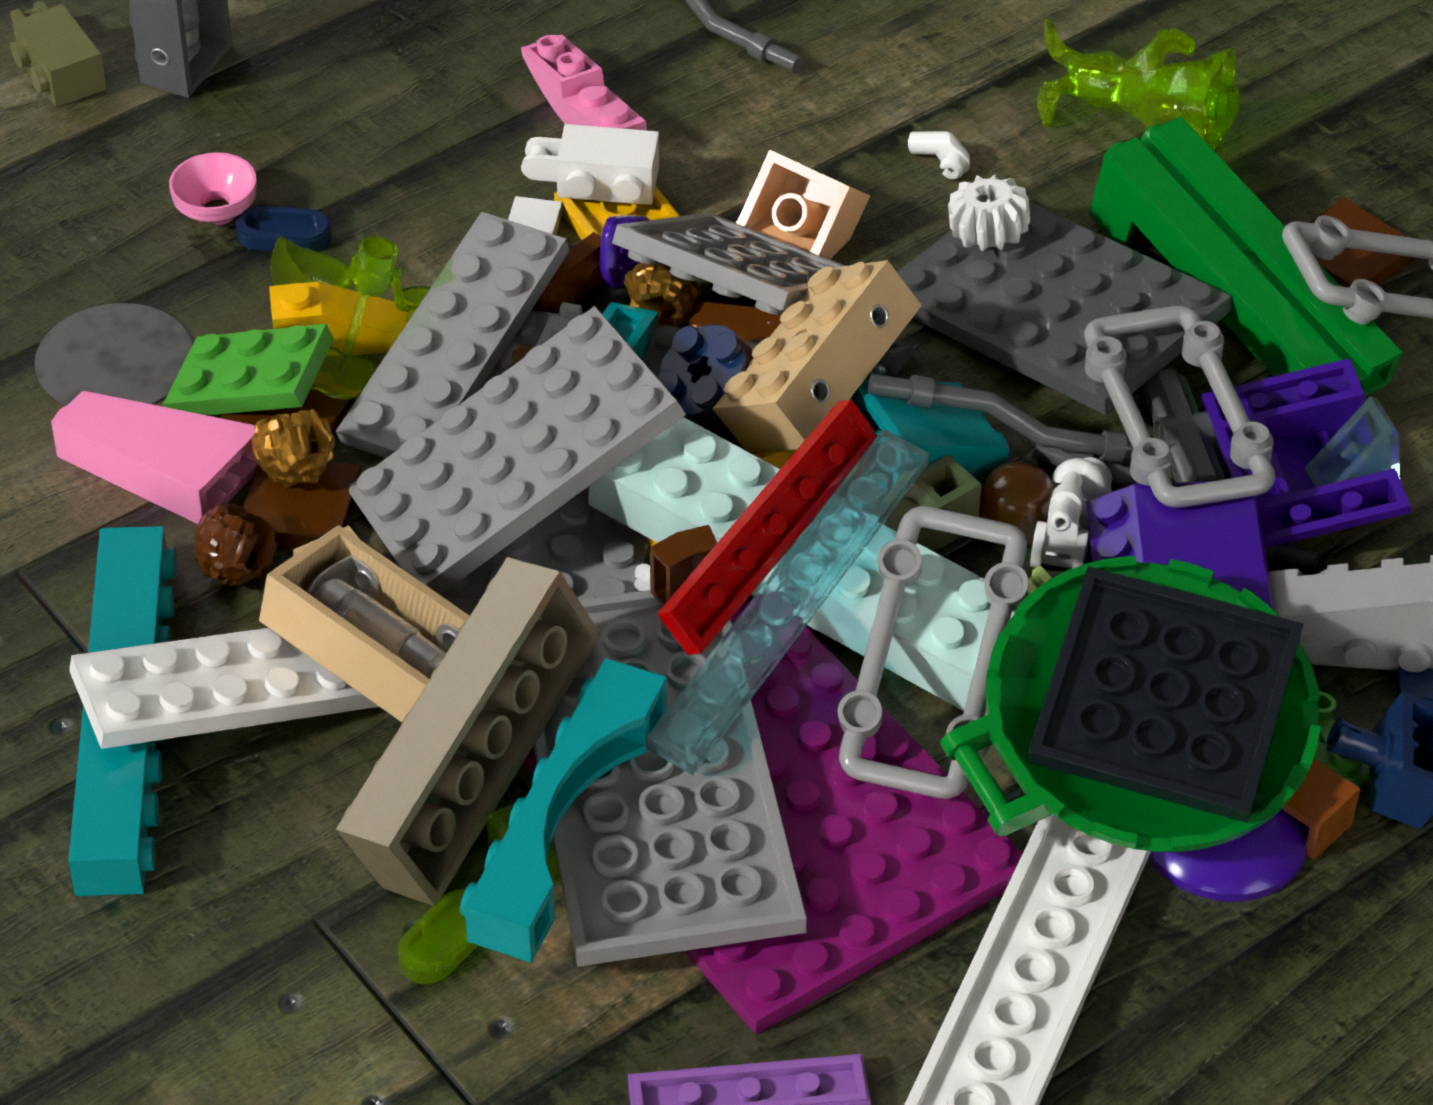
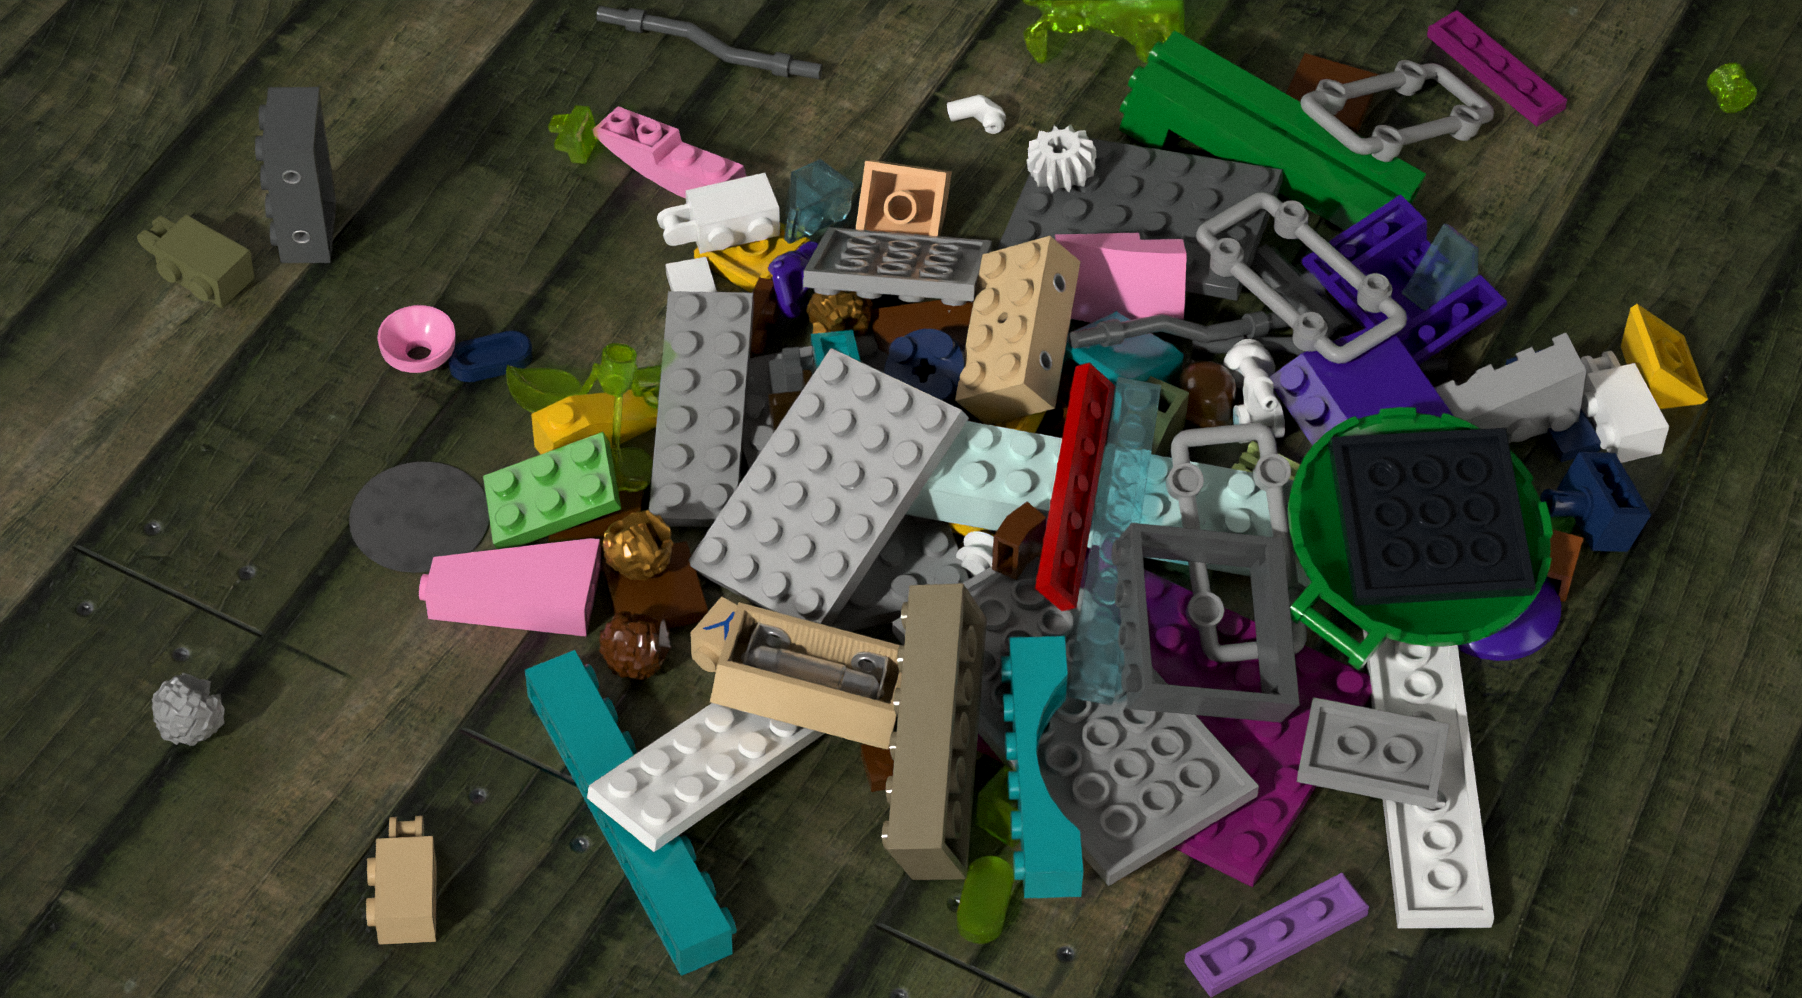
camera: 25 degrees left, 5 degrees up
(503, 47) = (574, 133): none -> clear neon green tile
(704, 179) = (815, 200): none -> clear light blue slope
(871, 634) = (1271, 614): none -> dark grey window
(966, 933) = (1373, 753): none -> light grey plate
(983, 345) = (1127, 275): none -> bright pink slope

